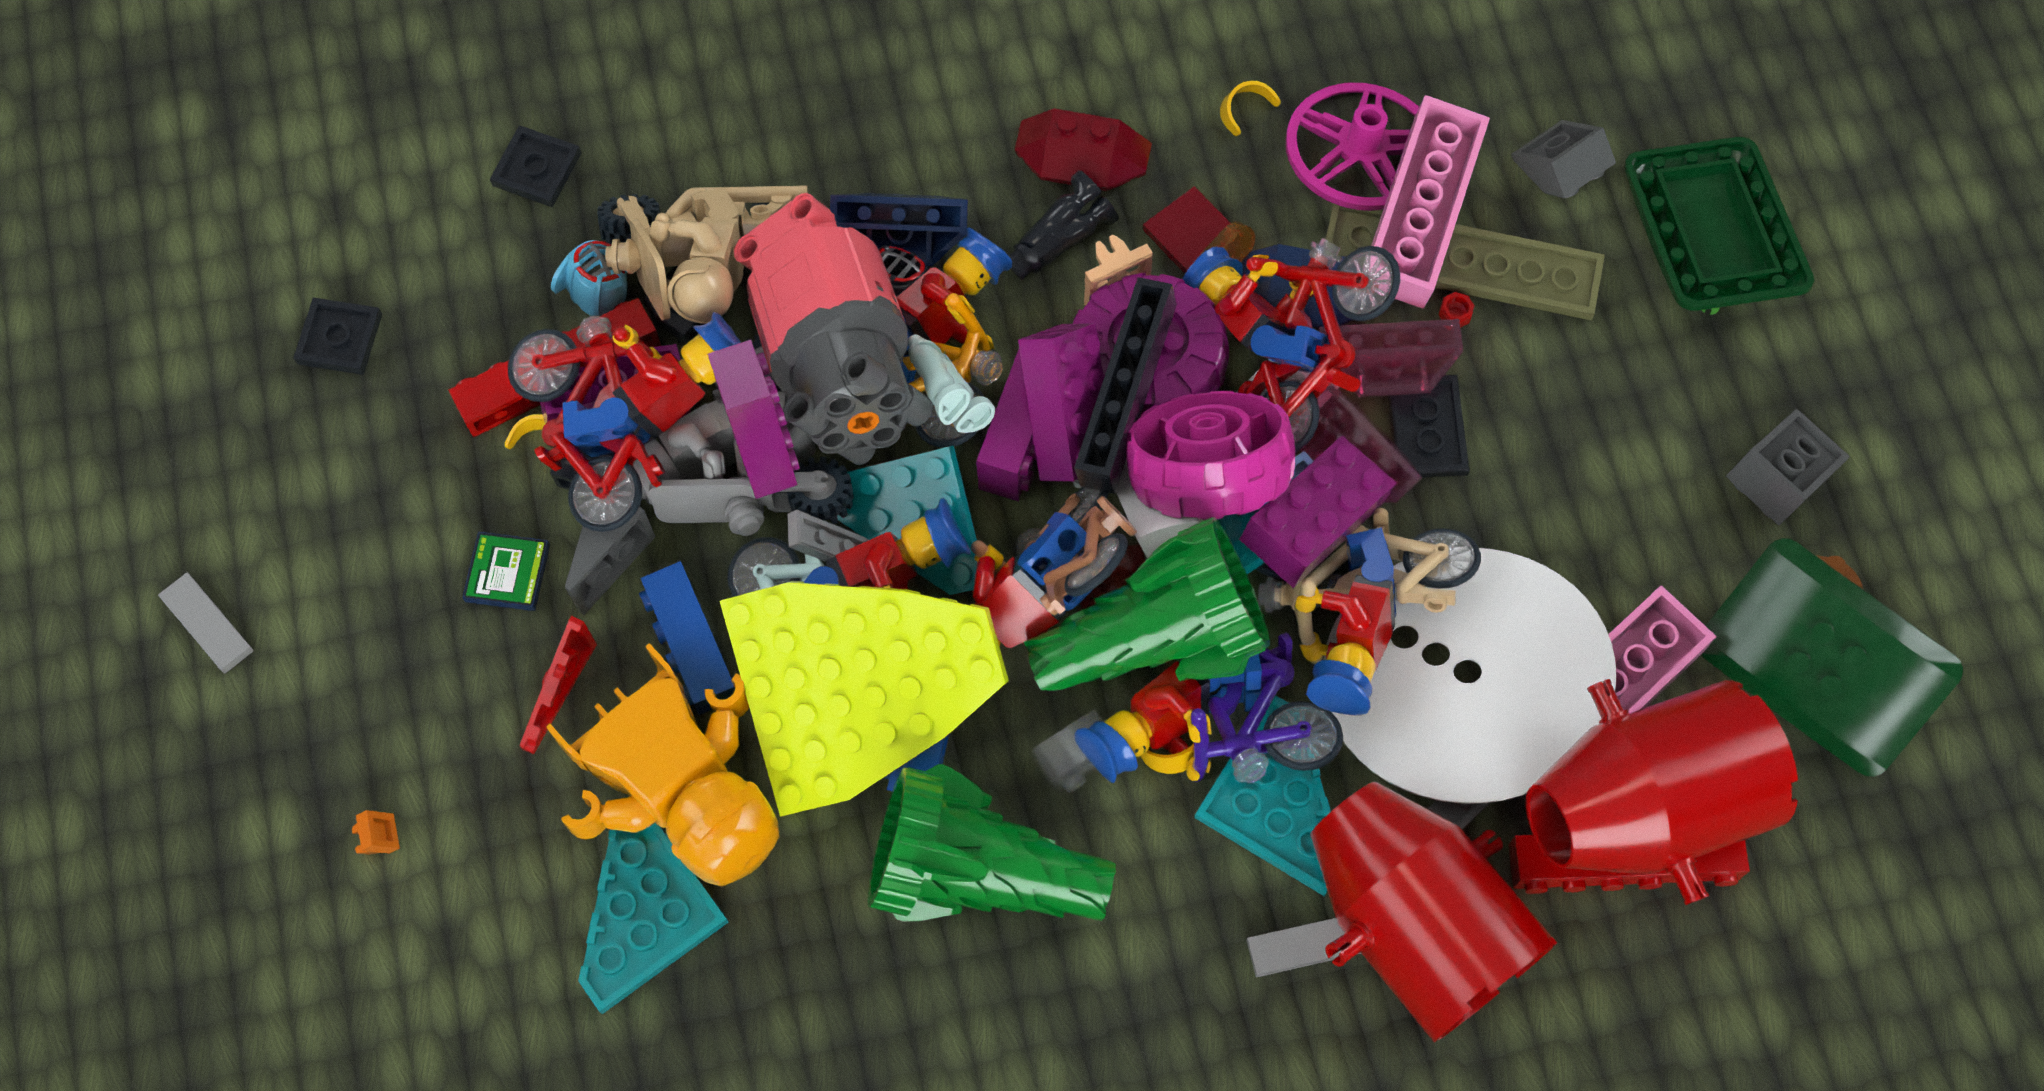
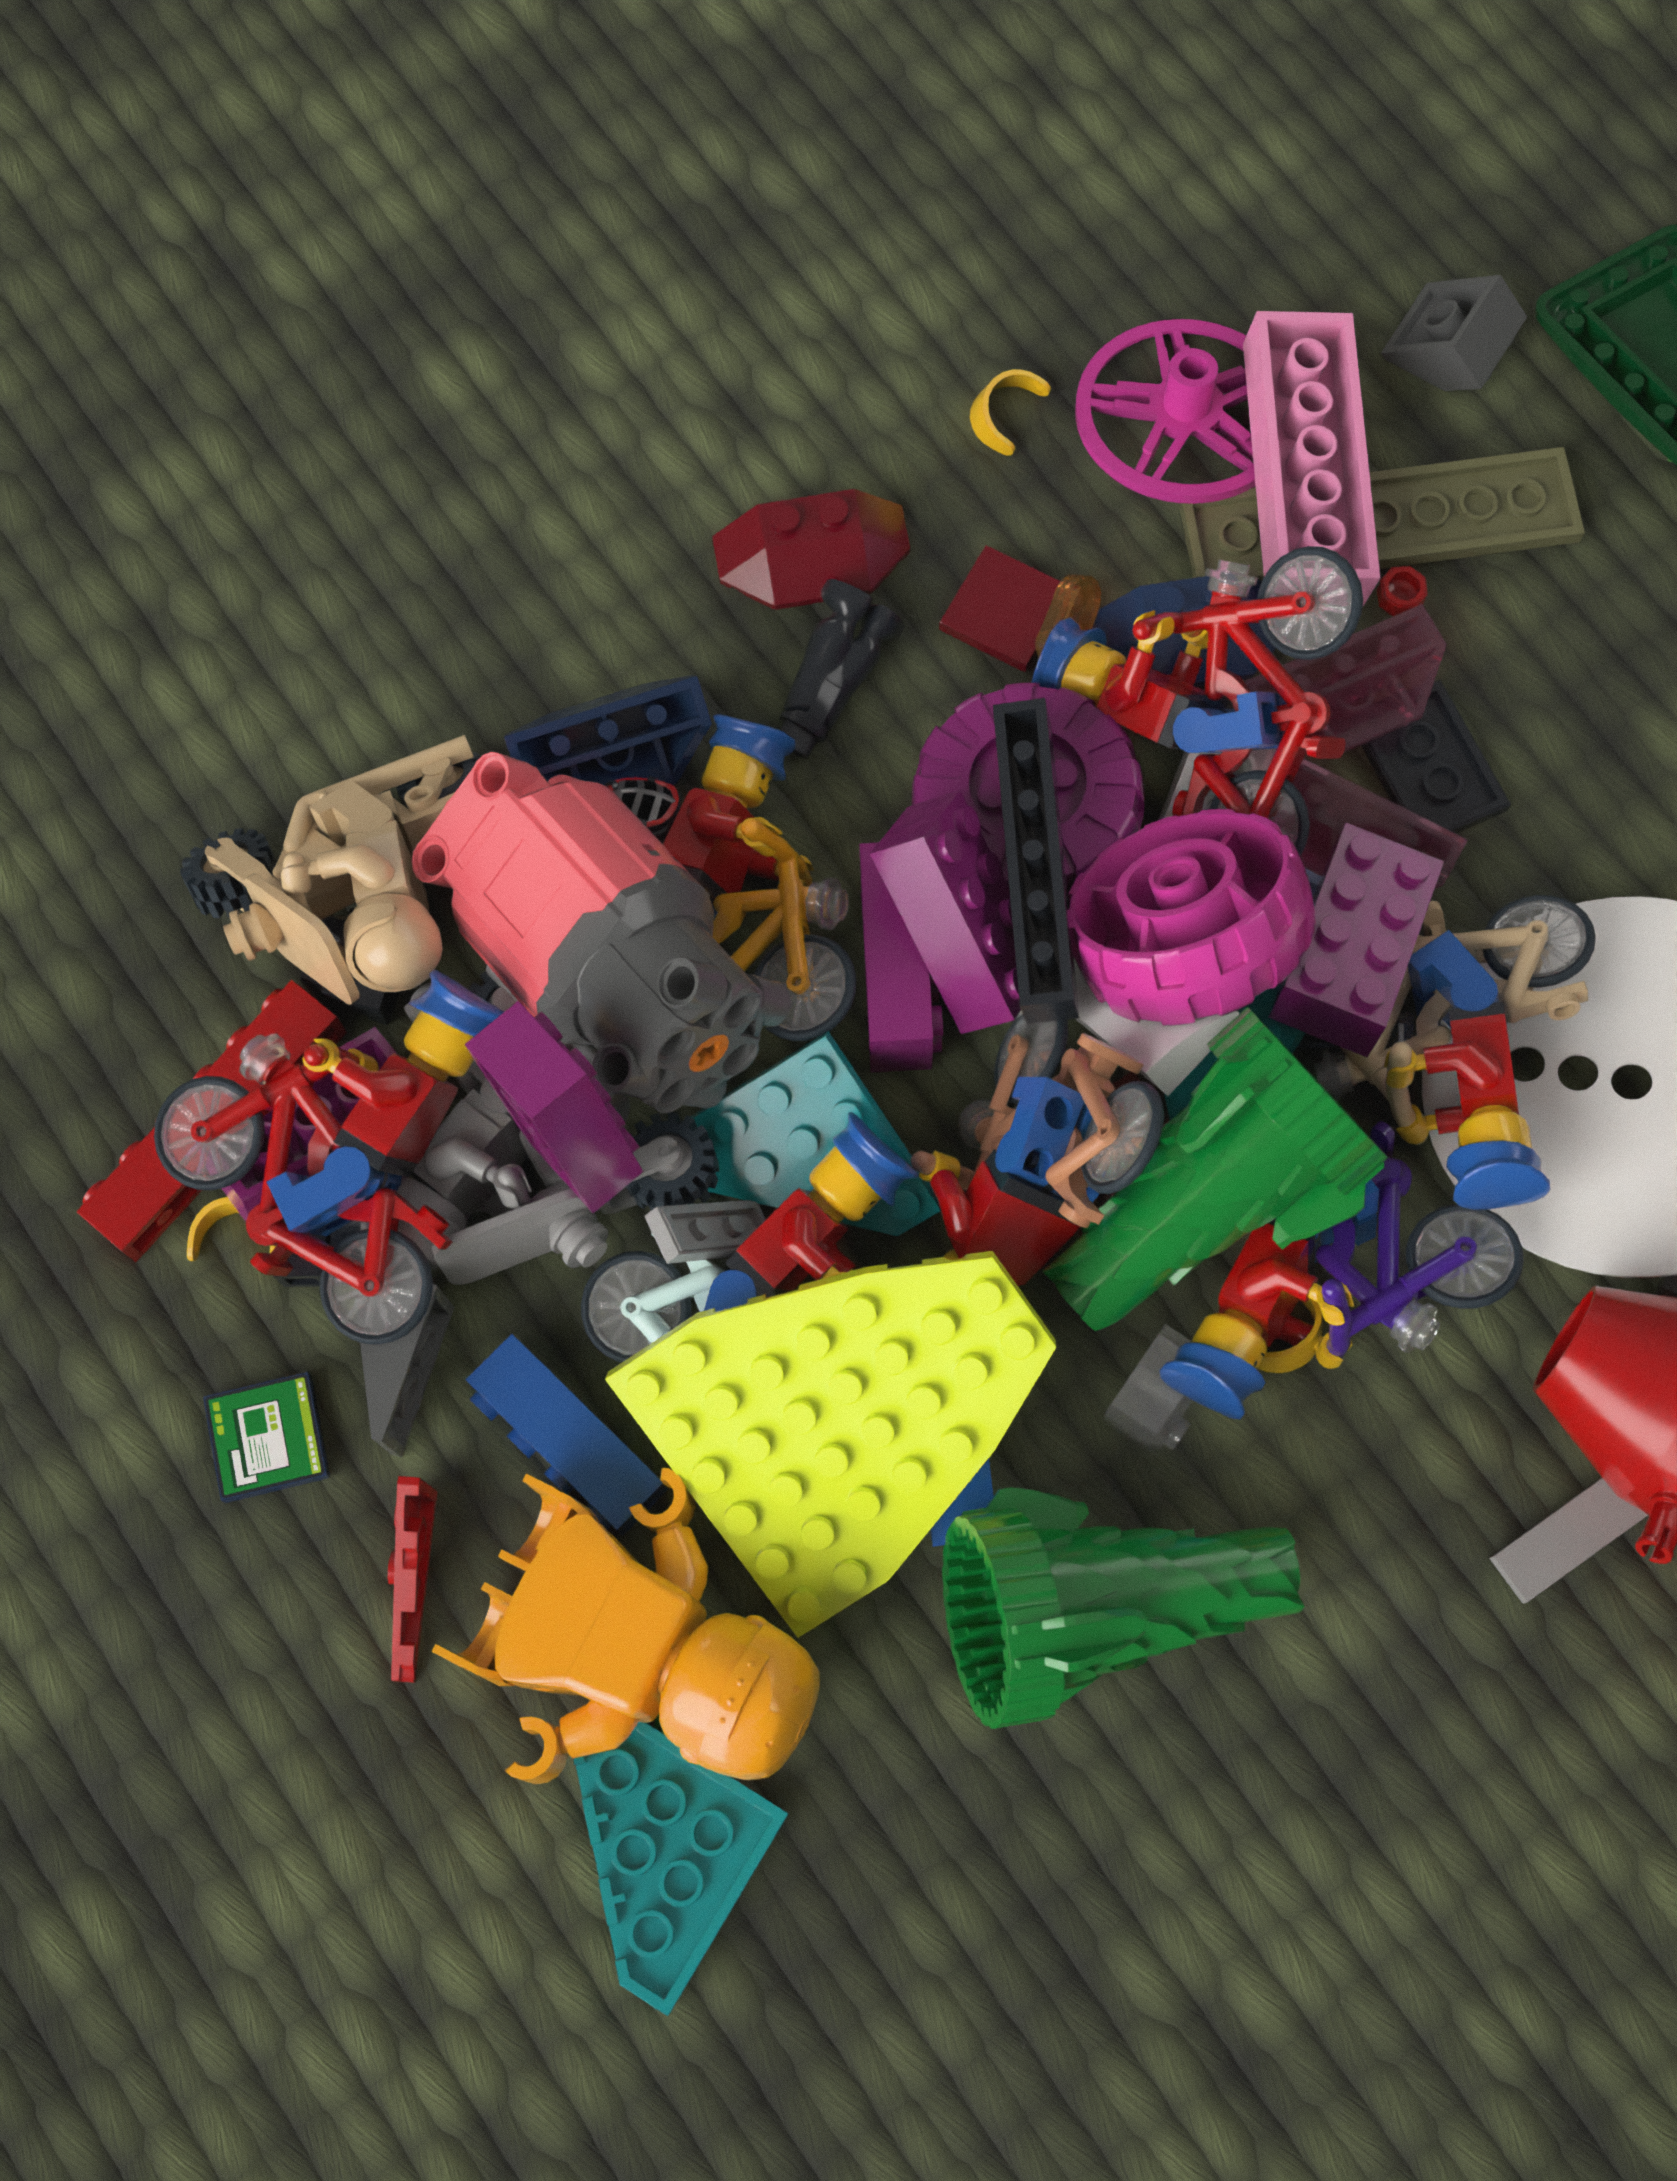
camera: 20 degrees left, 5 degrees up
(376, 832) = (242, 1887): orange tile -> none
(535, 166) = (61, 841): black plate -> none
(594, 292) = (224, 987): medium azure piece -> none
(948, 389) = (793, 955): light aqua piece -> none
(1115, 264) = (937, 697): light nougat piece -> none
(1271, 814) = (1465, 1383): teal plate -> none

